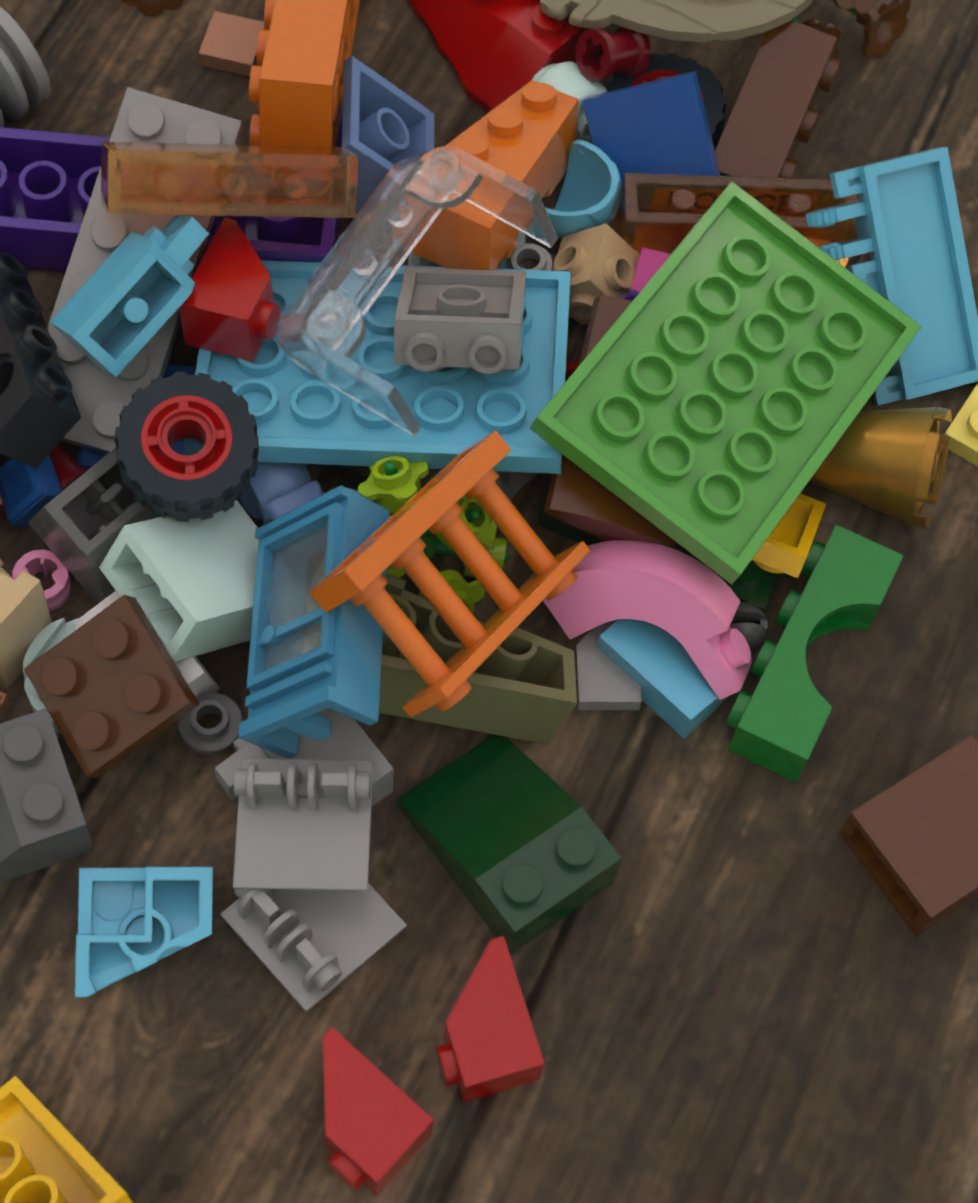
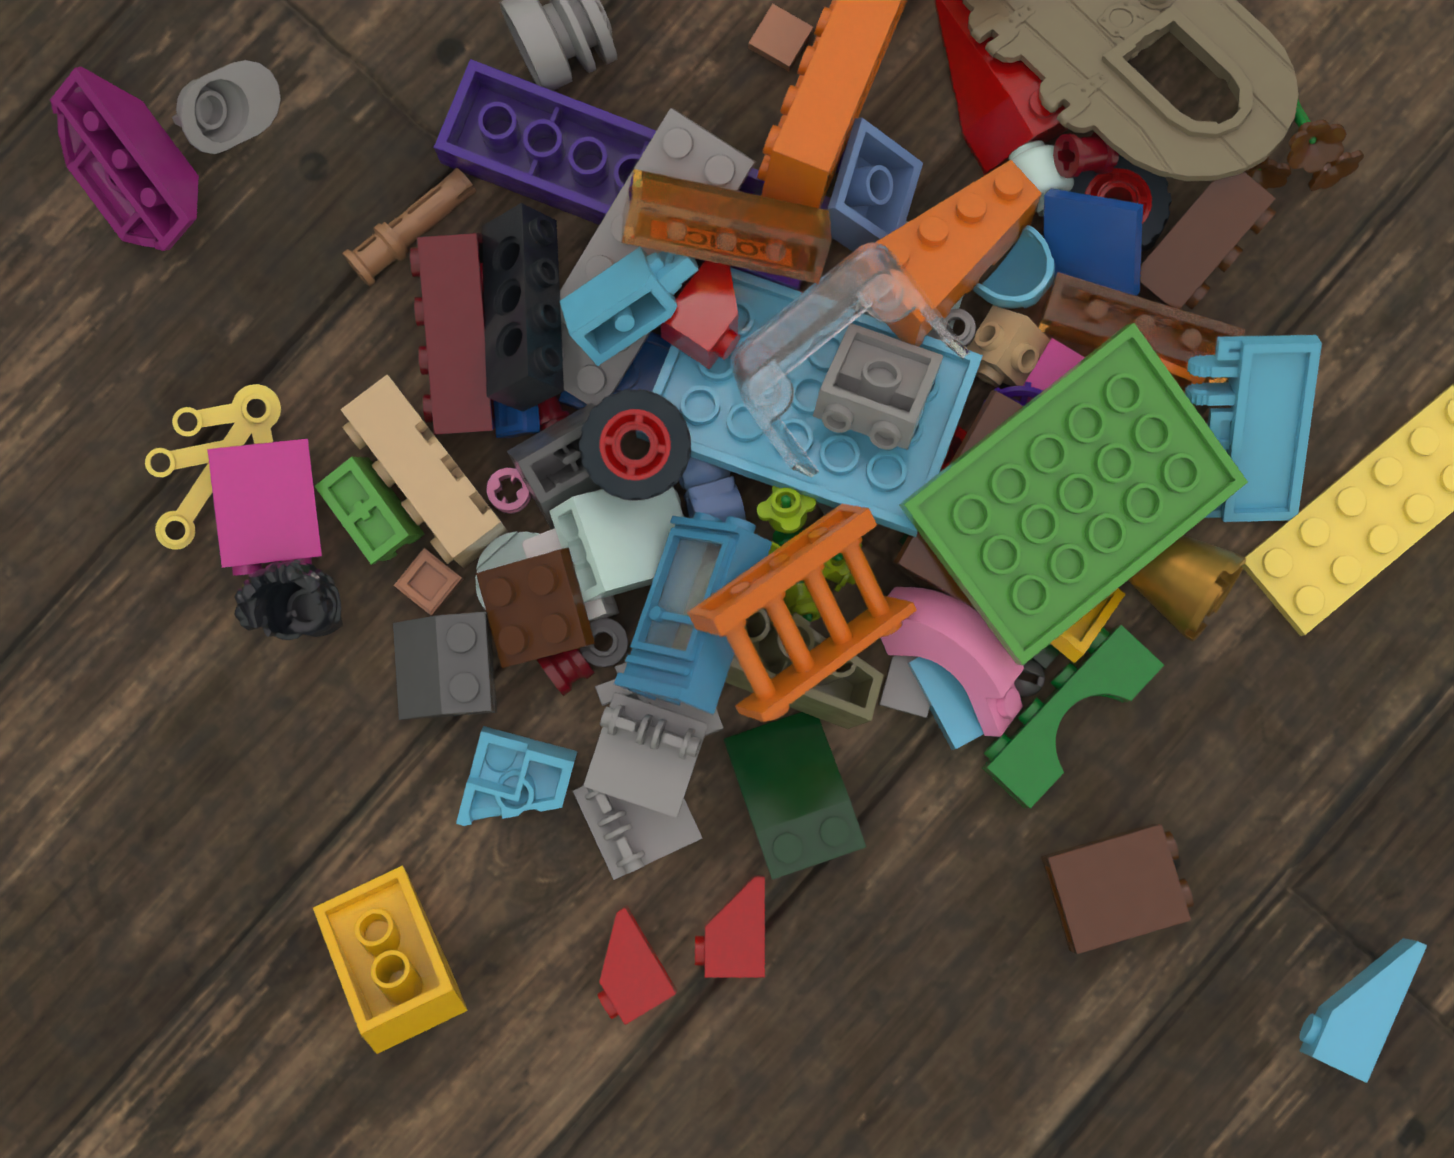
camera: 20 degrees right, 20 degrees up
(169, 761) = (566, 669): none -> dark red wheel

